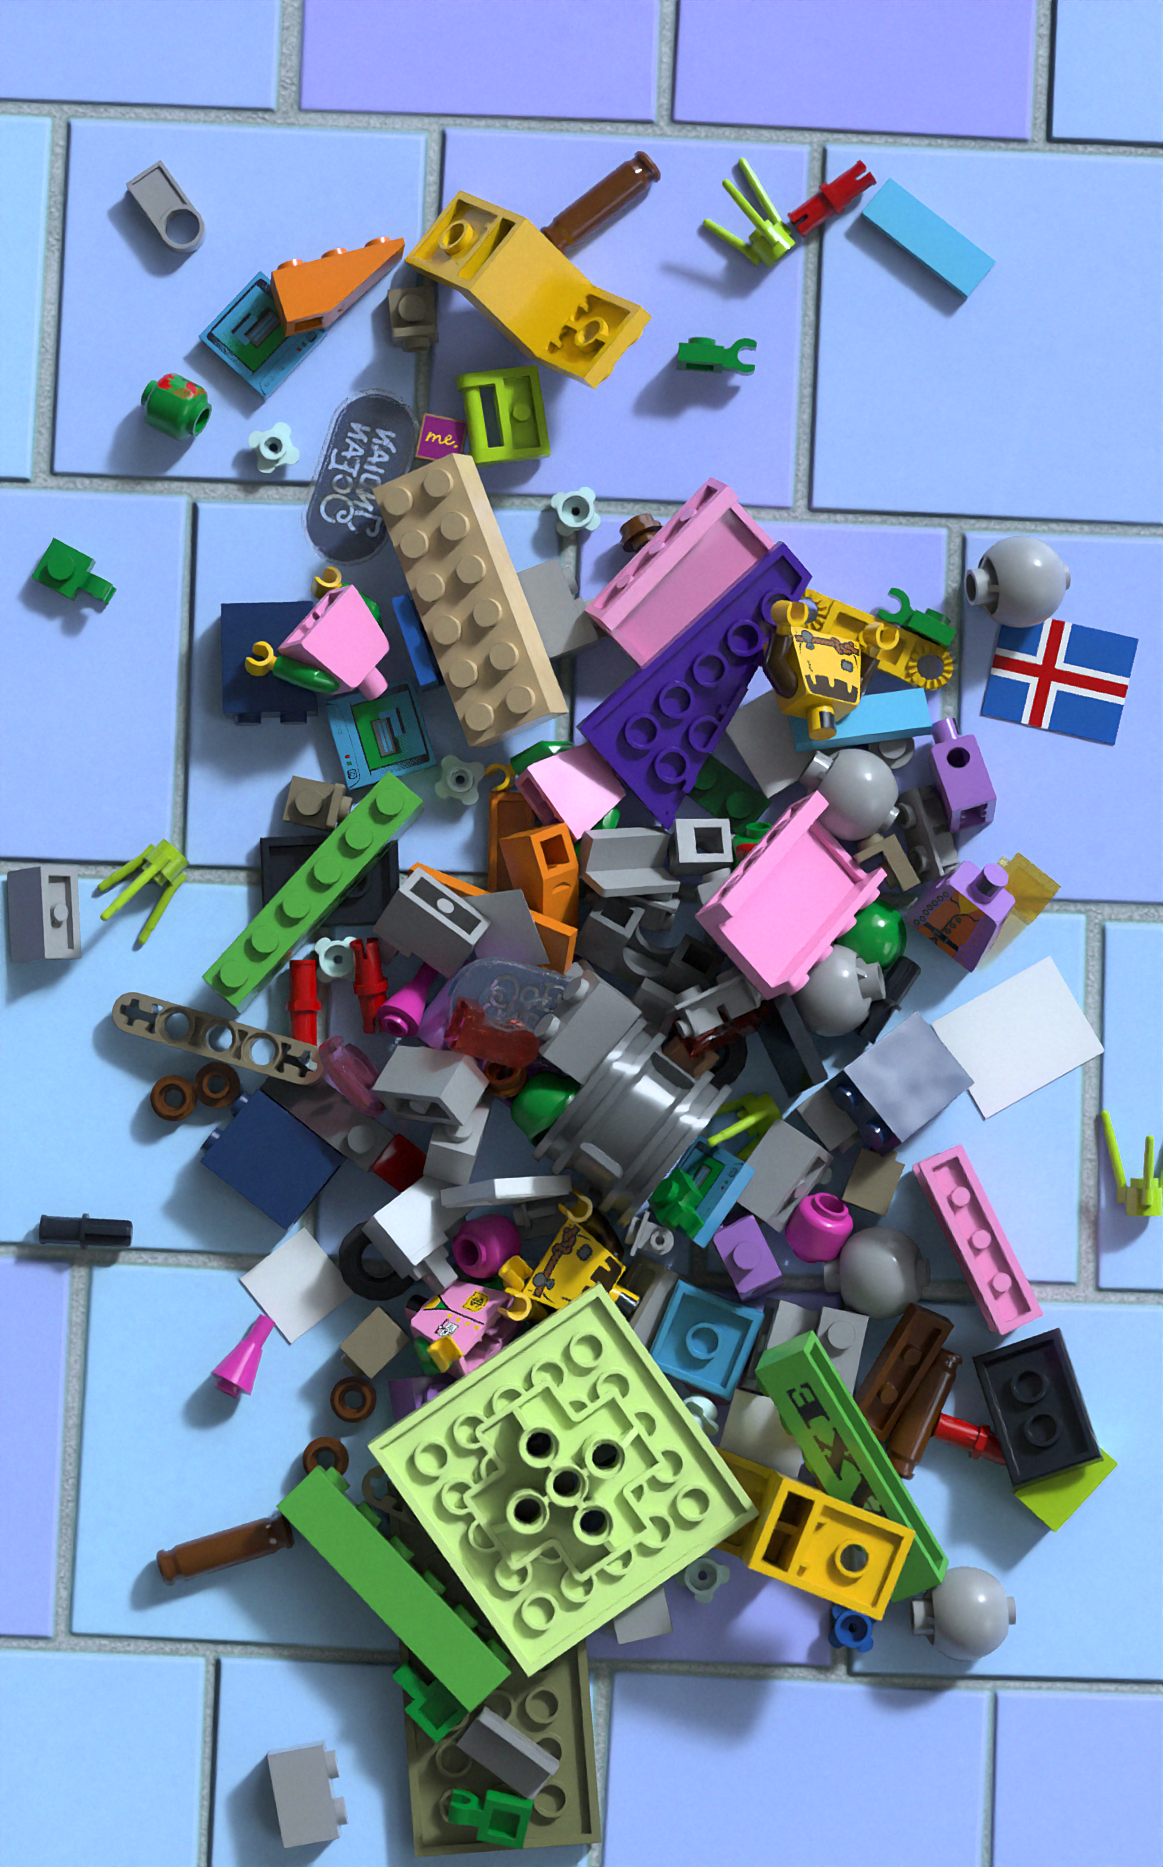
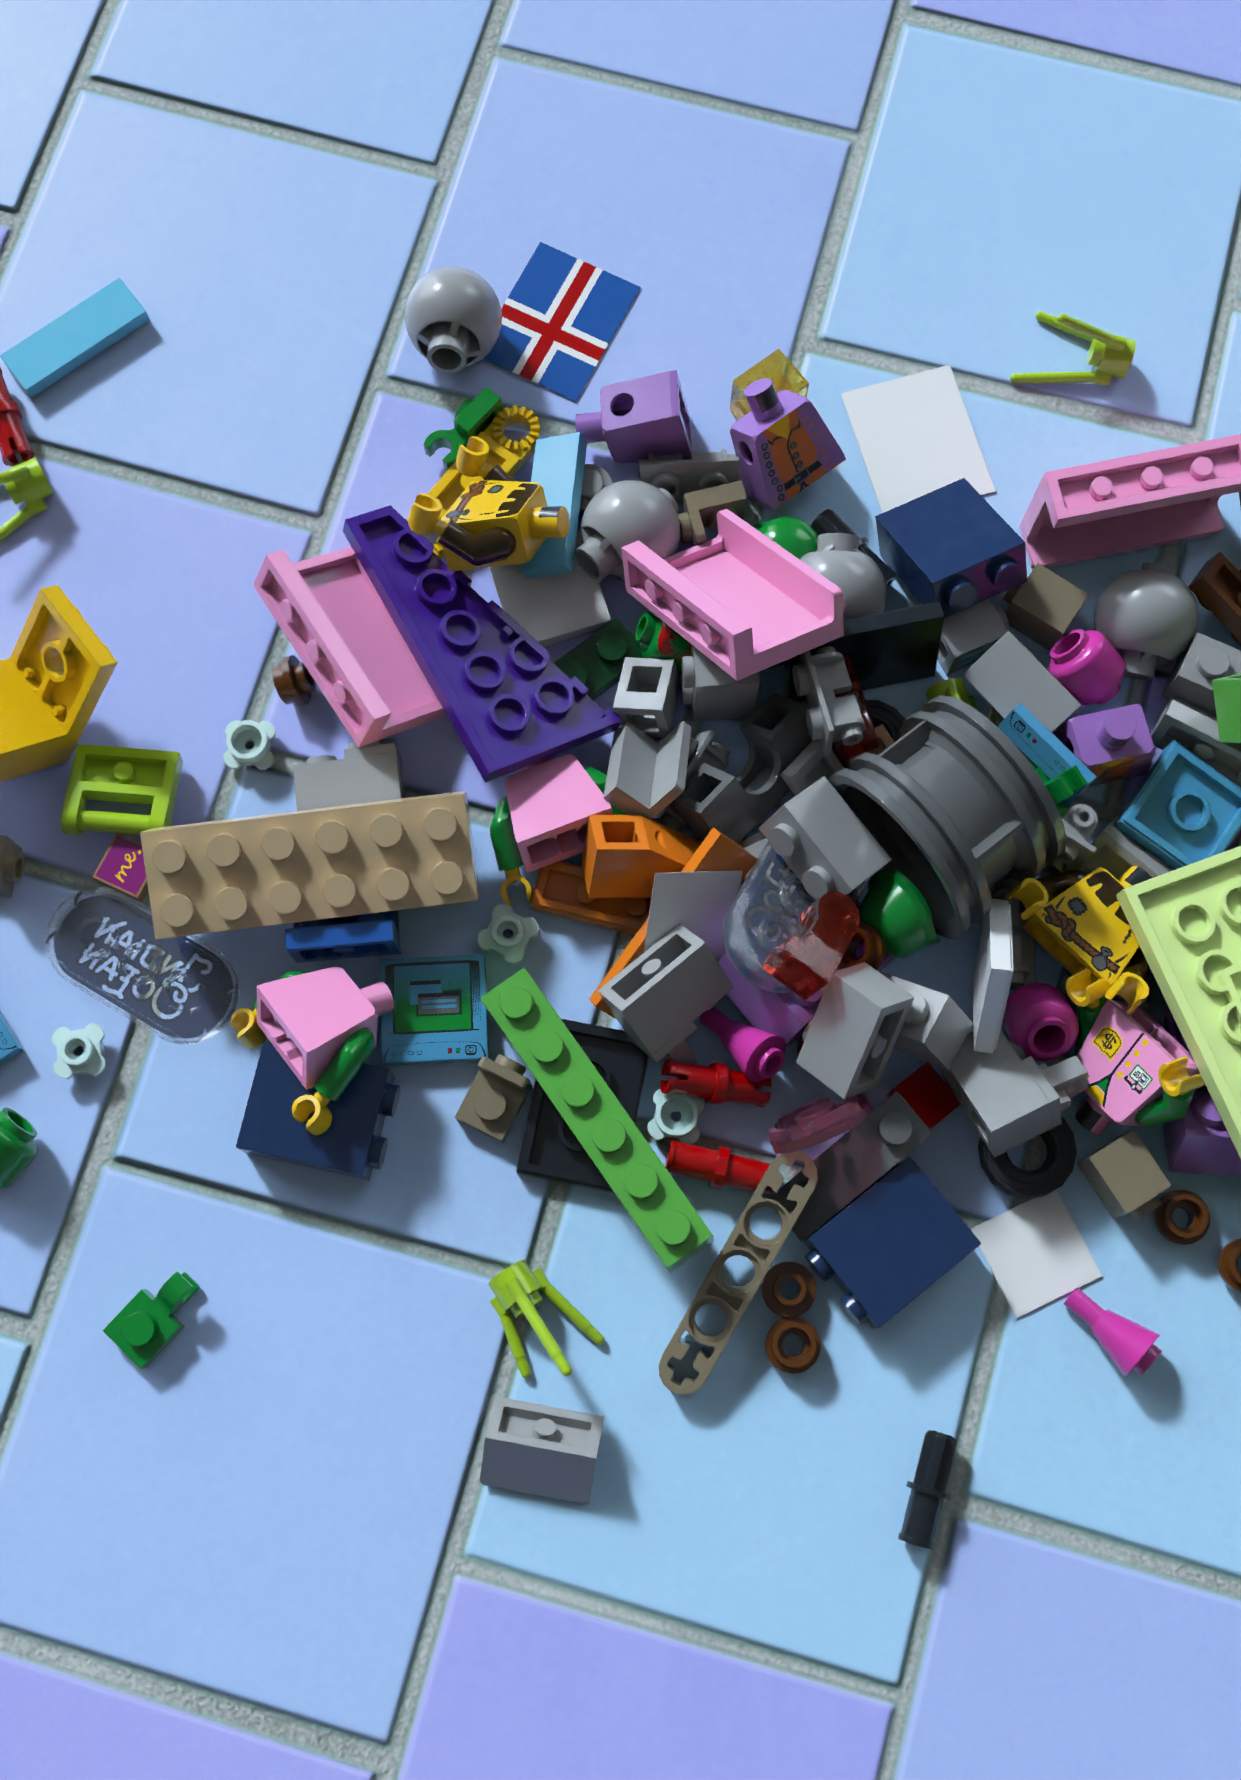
camera: 80 degrees left, 10 degrees down
(704, 356) = (127, 569): green plate -> none

